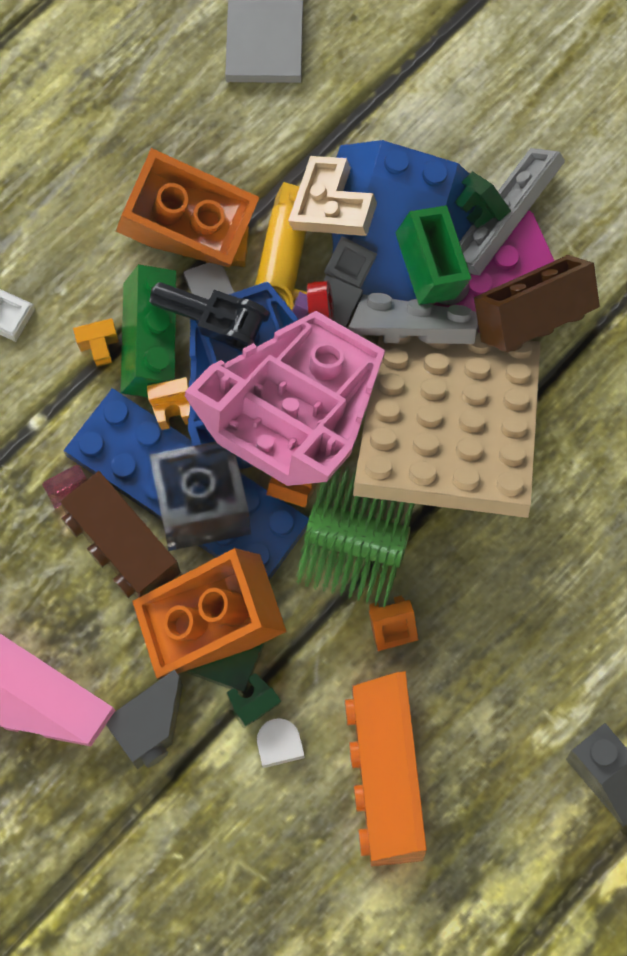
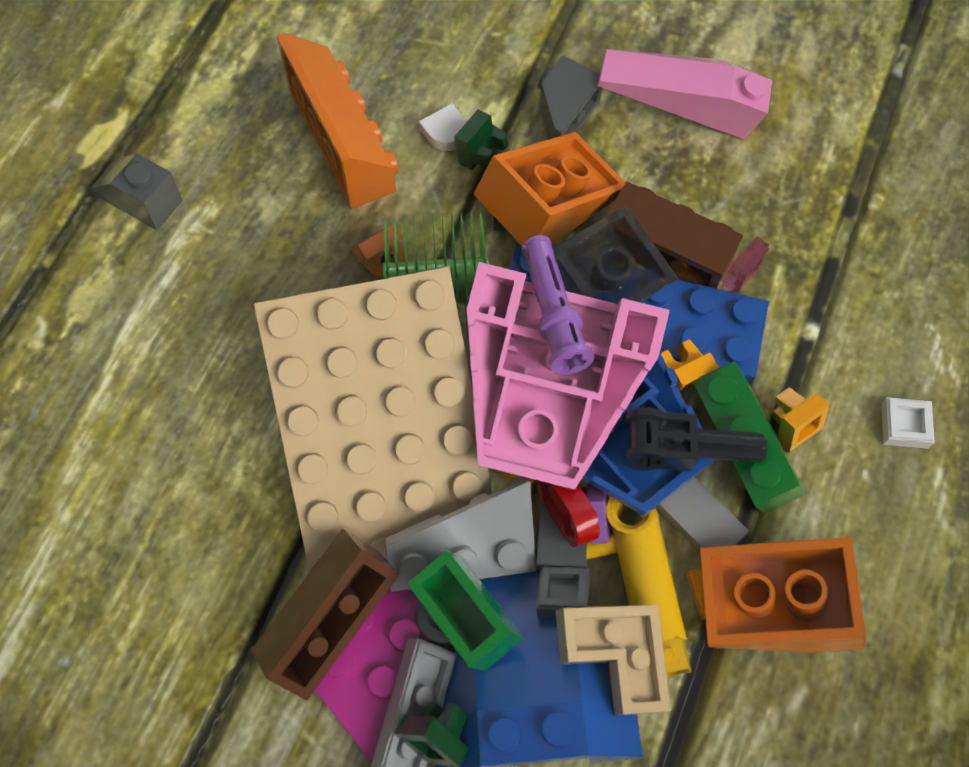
camera: 155 degrees right, 5 degrees down
(278, 415) = (559, 320): none -> medium lavender pin

